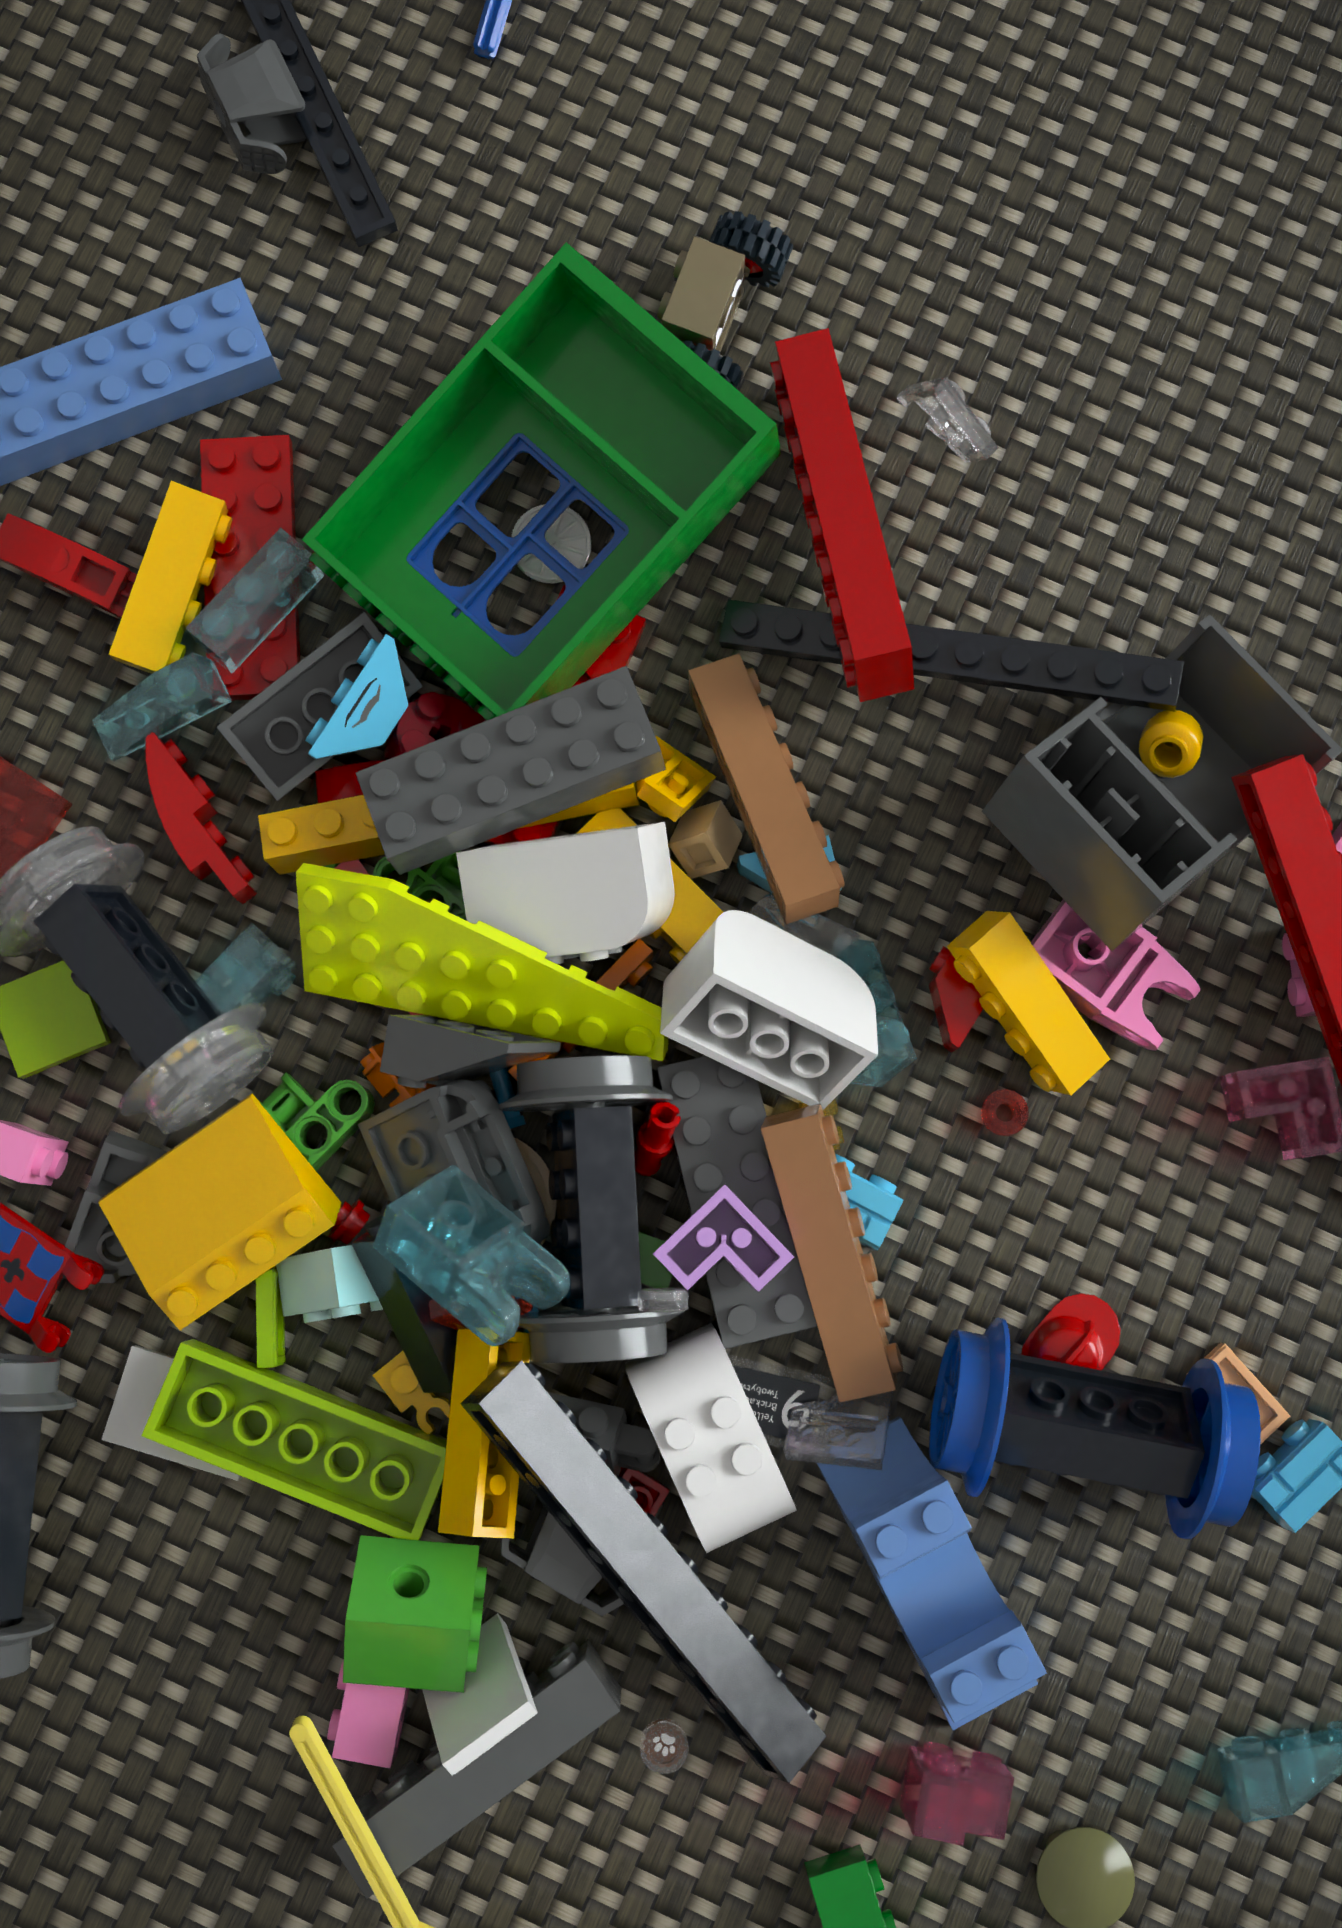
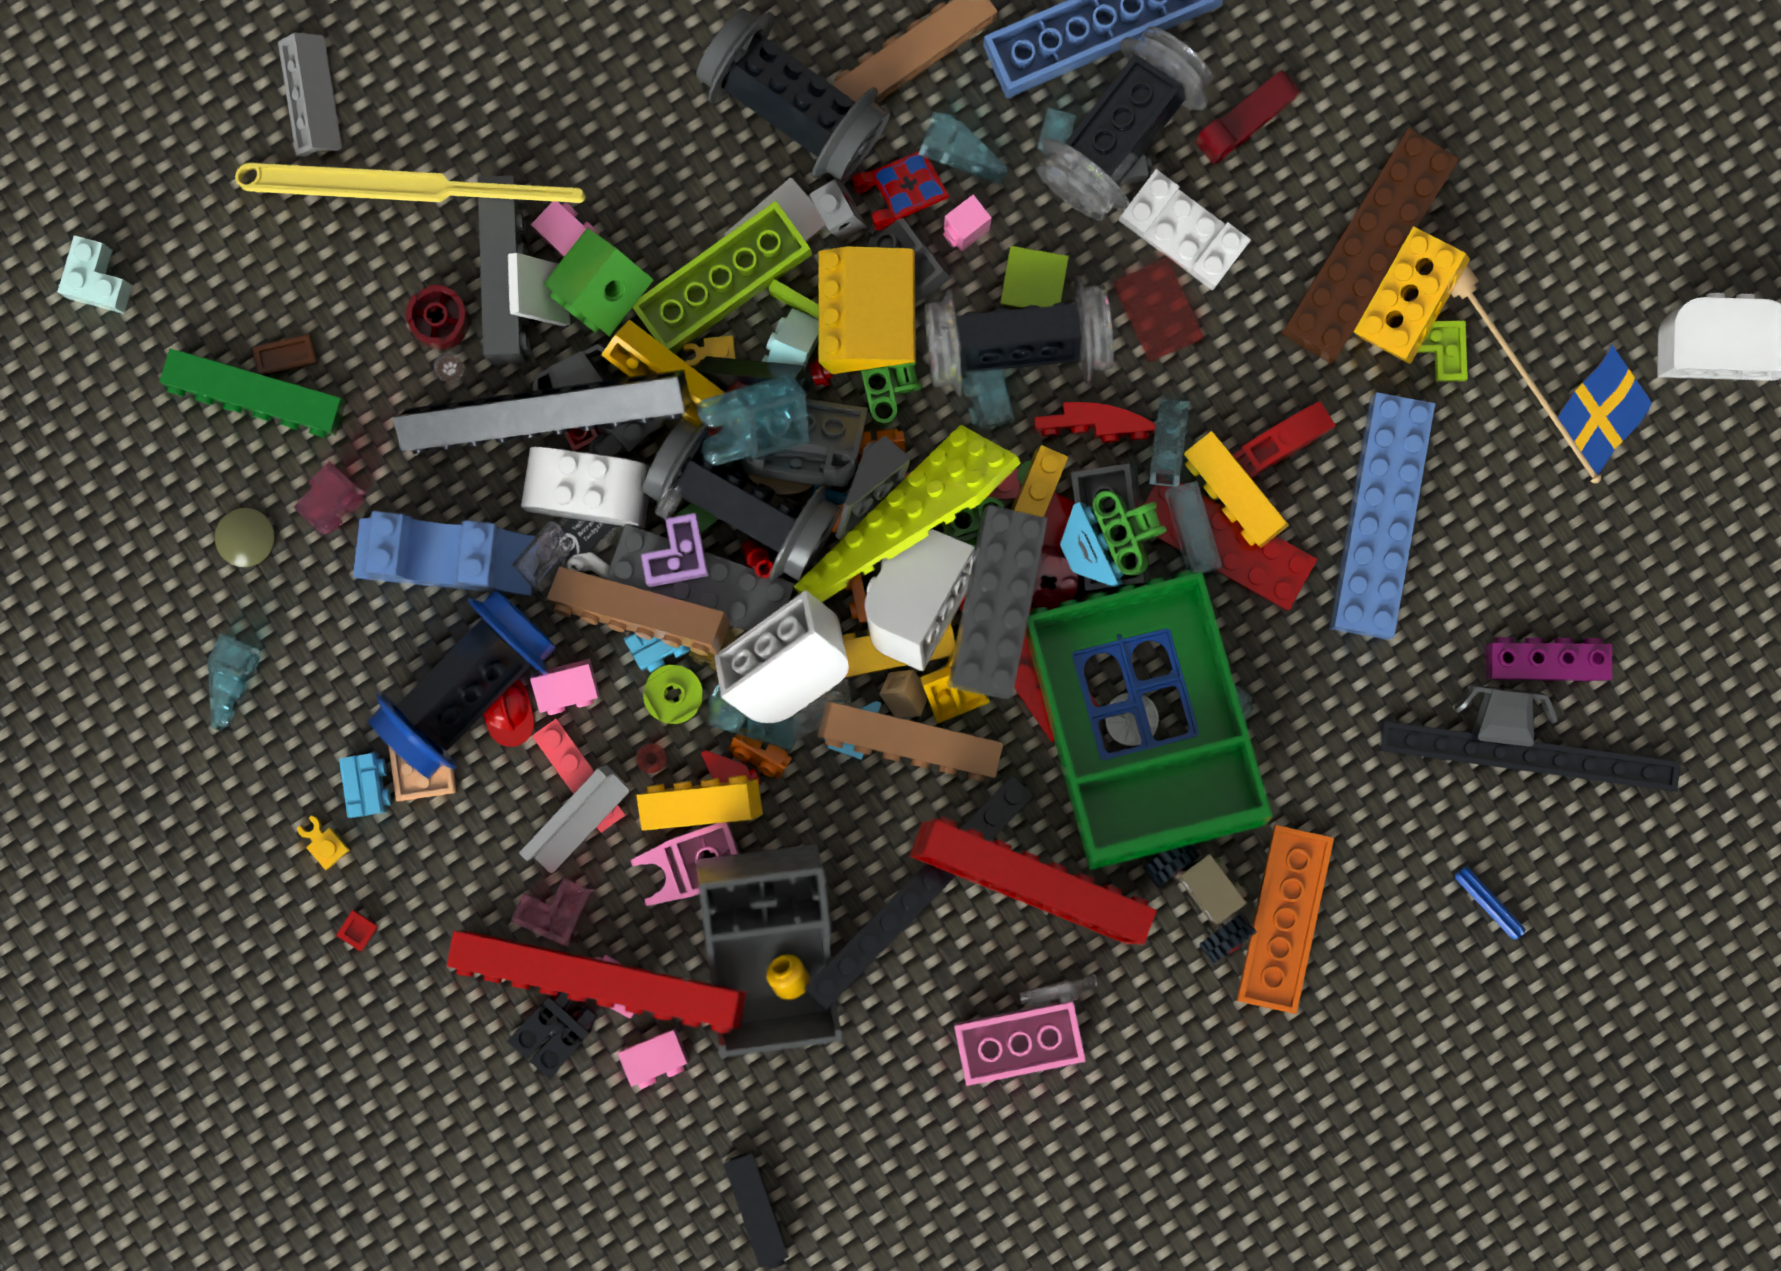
camera: 125 degrees right, 5 degrees up
(106, 1342) = (838, 208): none -> light grey torso
(156, 95) = (1549, 661): none -> magenta brick
(295, 656) = (1140, 525): none -> bright green piece
(584, 1834) = (430, 303): none -> dark red brick
(659, 214) = (1285, 919): none -> orange plate
(805, 1368) = (588, 562): none -> white arm
(906, 958) = (769, 762): none -> orange hinge
(929, 1129) = (656, 690): none -> lime plate
(991, 1285) = (565, 686): none -> bright pink brick
(1049, 423) = (1019, 1042): none -> bright pink brick
(1090, 1194) = (570, 763): none -> coral plate
(1152, 1154) = (576, 819): none -> light grey panel

